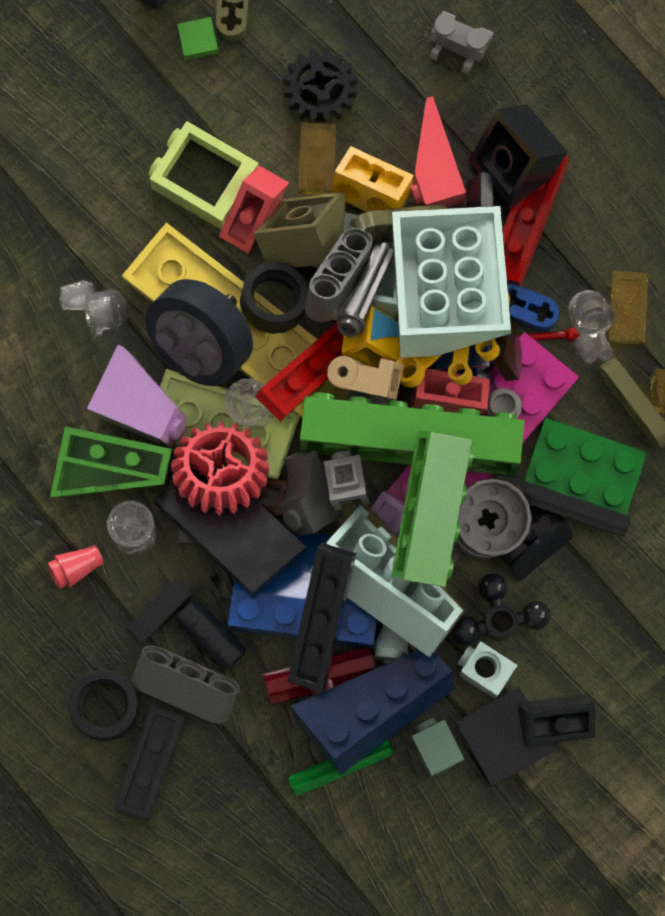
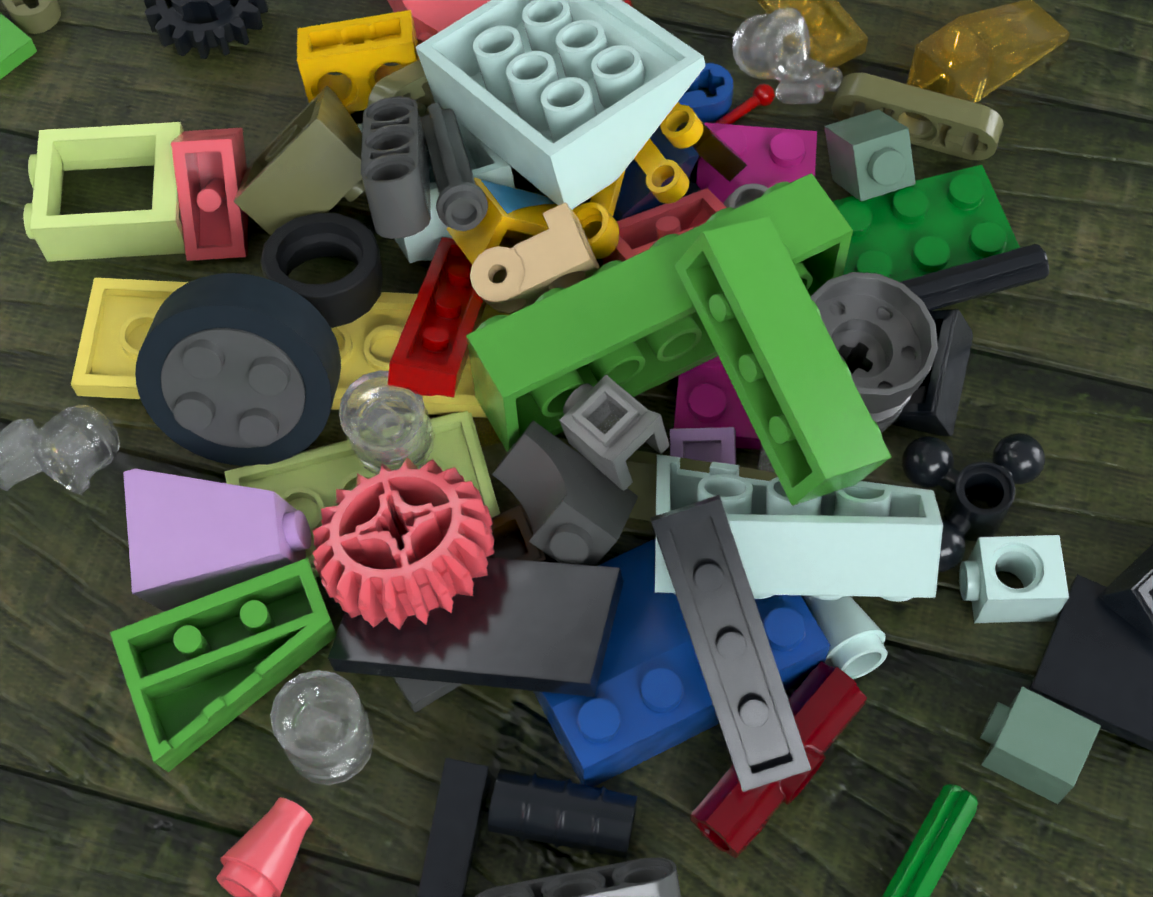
camera: 30 degrees left, 15 degrees down
(316, 158) = (258, 87): clear yellow plate -> none
(373, 707) = (895, 757): dark blue wedge -> none
(589, 411) = (870, 154): none -> sand green brick

